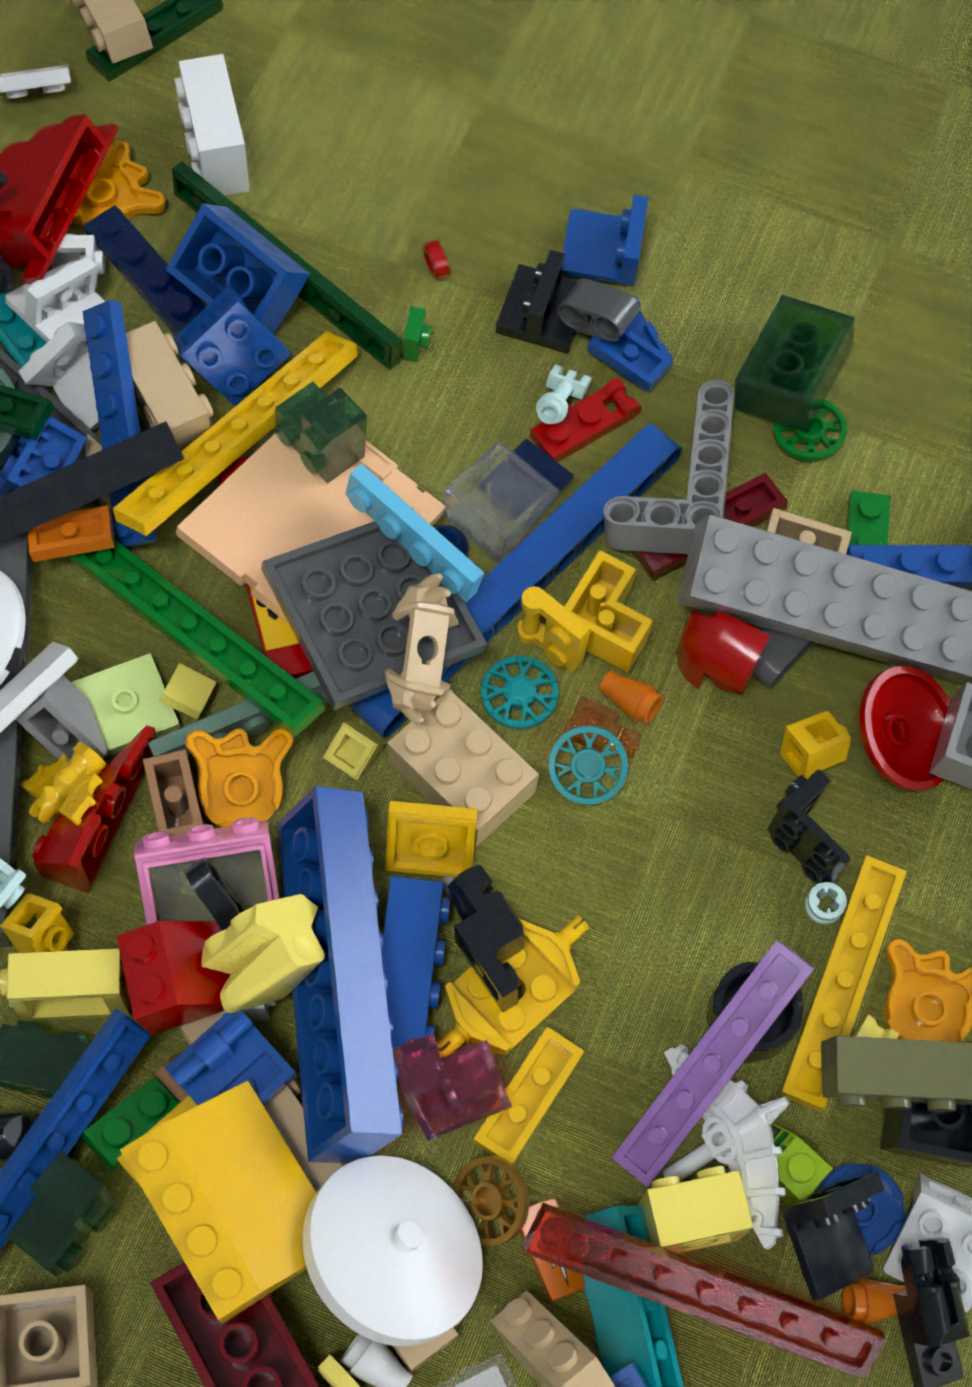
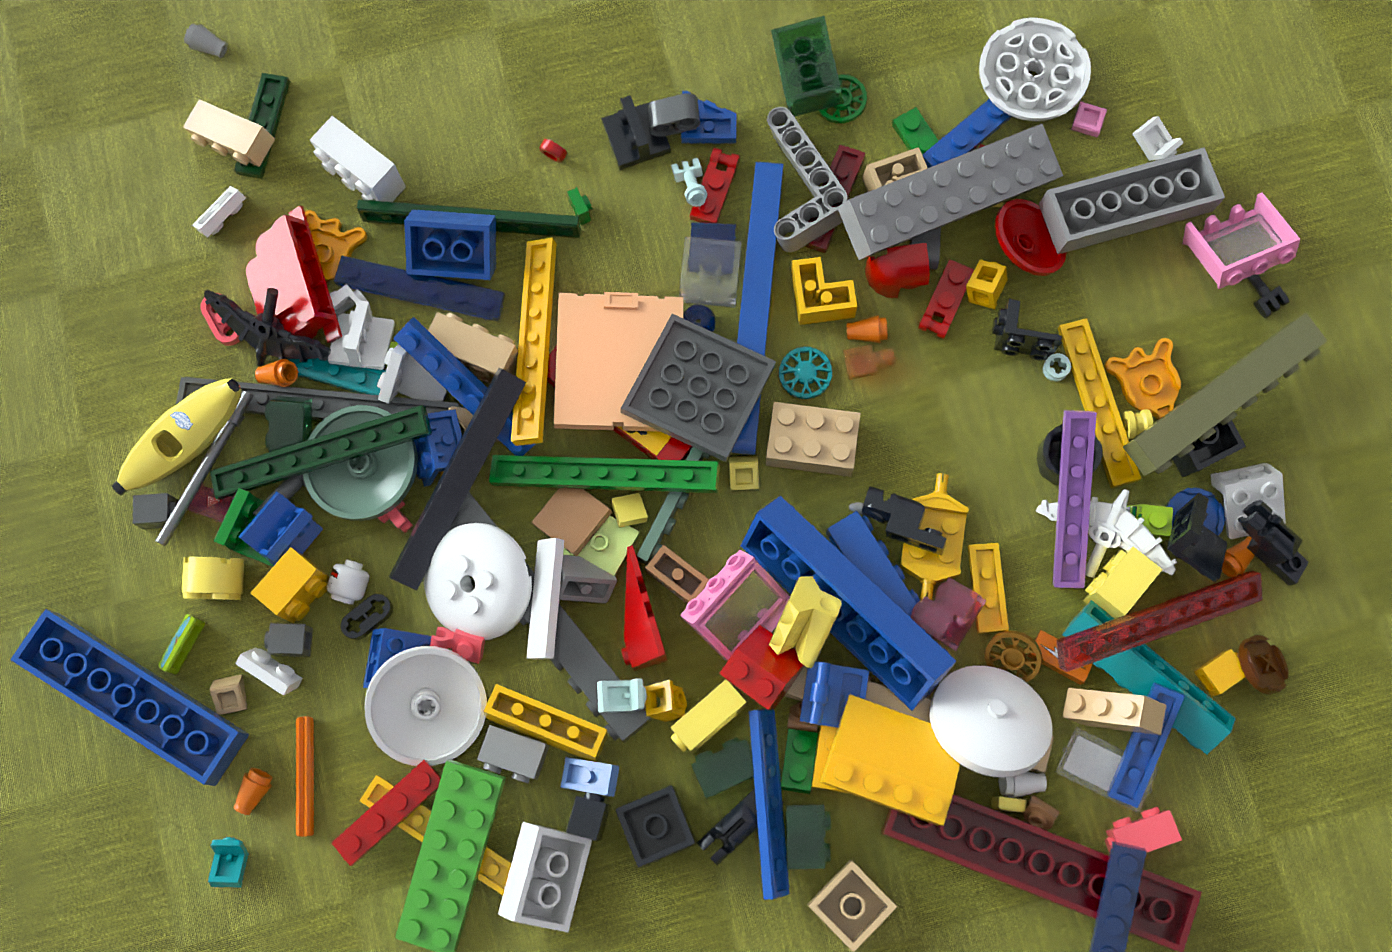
camera: 25 degrees left, 10 degrees up
(66, 785) = (613, 608): yellow animal -> none
(72, 534) = (496, 468): orange plate -> none
(117, 653) = (573, 517): none -> medium nougat tile
(214, 892) = (753, 611): black beam -> none
(230, 346) = (484, 293): blue bracket -> none
(237, 777) = (699, 537): light orange tile -> none
(323, 430) = (587, 306): clear green brick -> none
(413, 532) = (691, 329): medium azure plate -> none
(429, 617) = (740, 371): tan piece -> none
(430, 838) = (831, 492): yellow tile -> none
(564, 635) = (810, 325): yellow plate -> none
(588, 764) = (877, 386): teal wheel -> none
(605, 244) = (641, 68): blue bracket -> none
(751, 730) = (946, 298): none -> red plate

